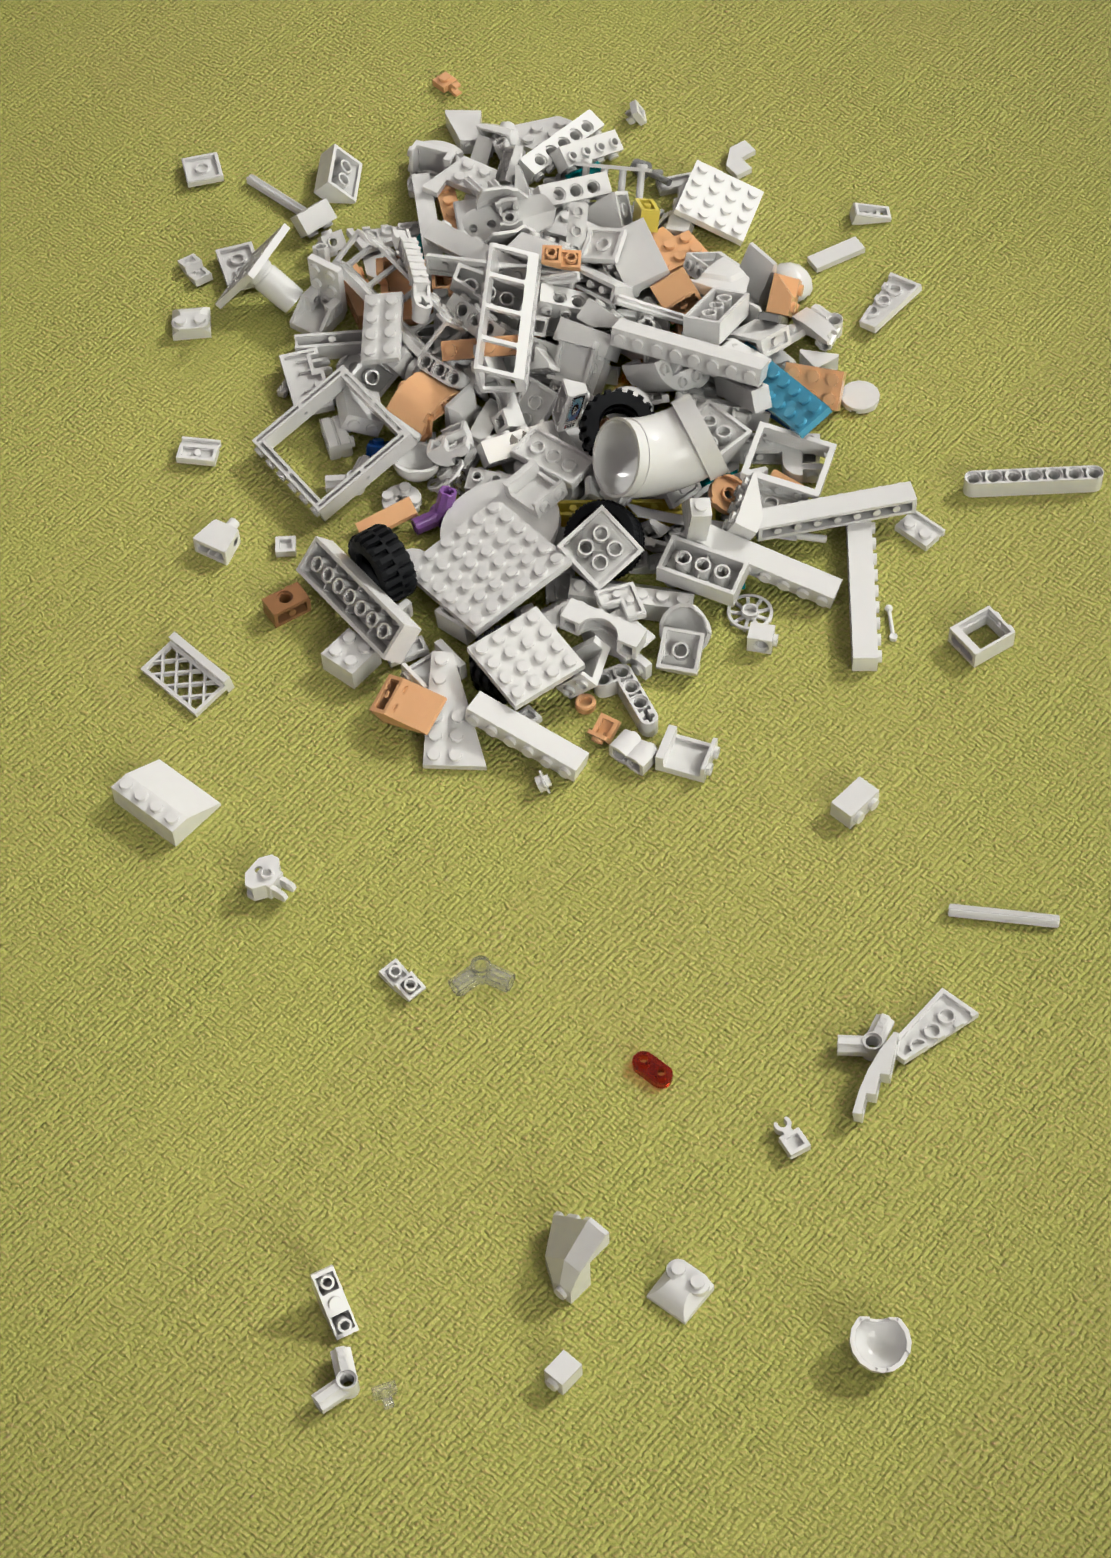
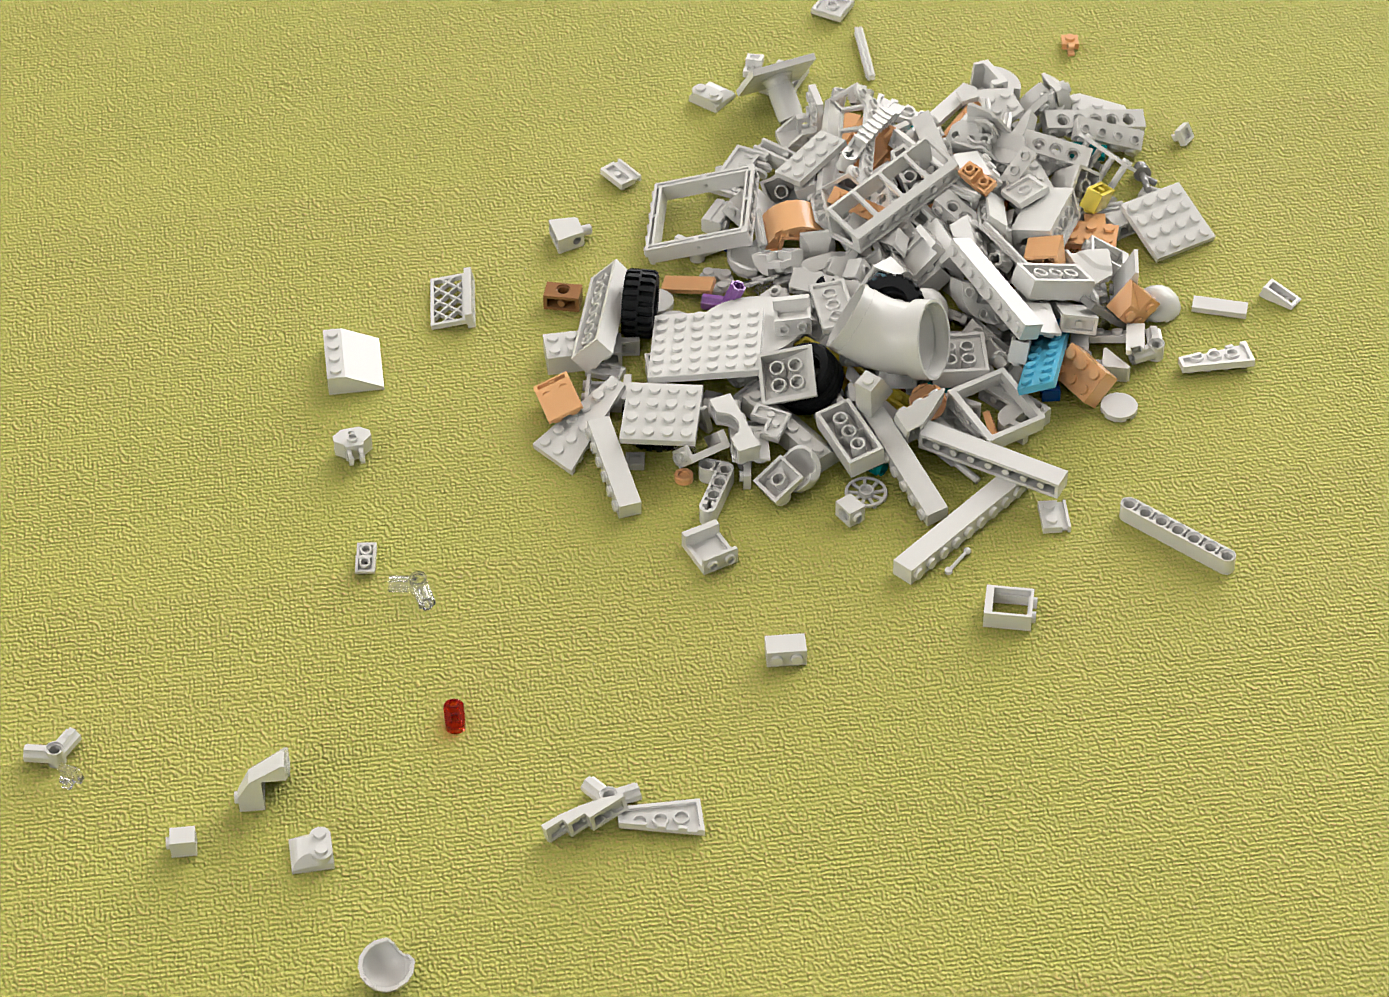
camera: 40 degrees right, 10 degrees down
(285, 546) = (604, 261): white tile -> none
(313, 218) = (867, 75): white brick -> none
(333, 1302) = (100, 701): white slope -> none
(338, 176) = (918, 60): white slope -> none
(463, 127) = (1048, 67): white slope -> none
(531, 410) = (856, 269): none -> white brick
(543, 782) = (594, 503): white plate -> none
(604, 729) = (673, 499): light nougat bracket -> none
(633, 751) = (675, 521): white brick -> none
(736, 159) = (1218, 207): white tile -> none
(791, 1140) = (488, 818): white plate -> none
(1004, 915) = (802, 788): white axle -> none

